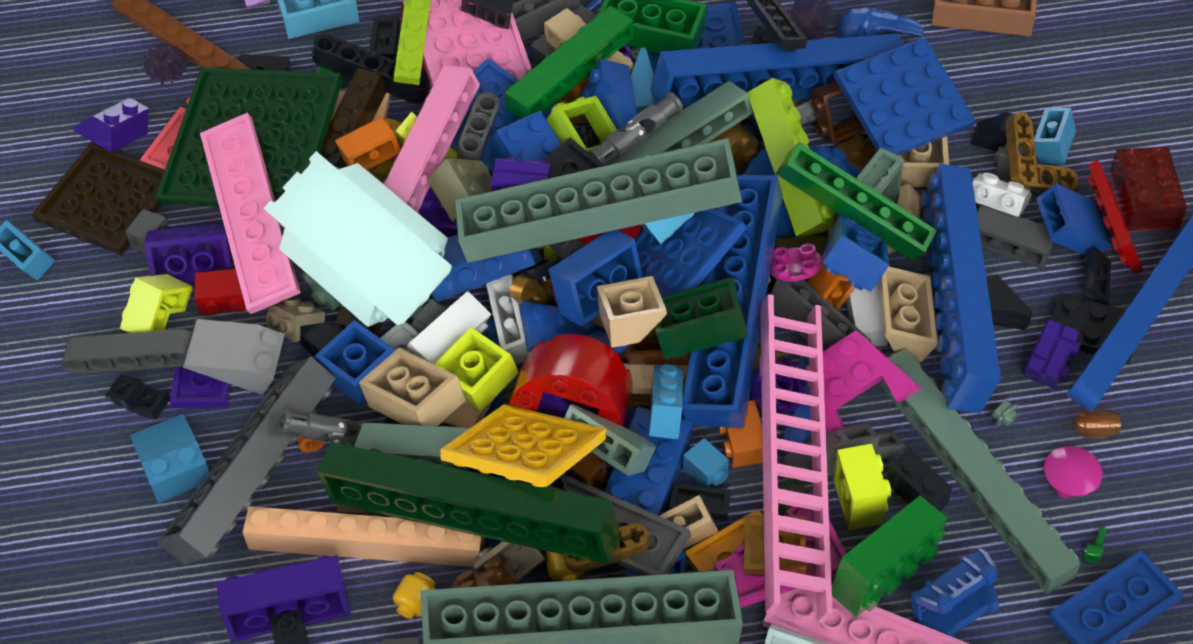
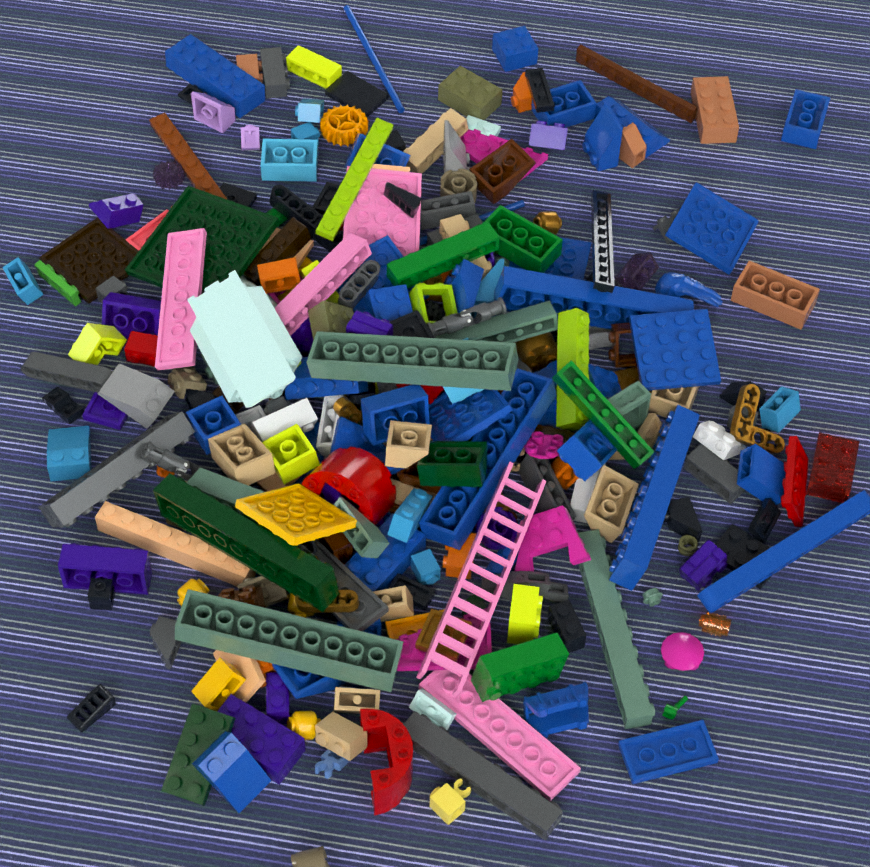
camera: 15 degrees right, 0 degrees up
(70, 239) = (58, 282): none -> bright green plate
(1019, 328) = (690, 550): none -> olive bush

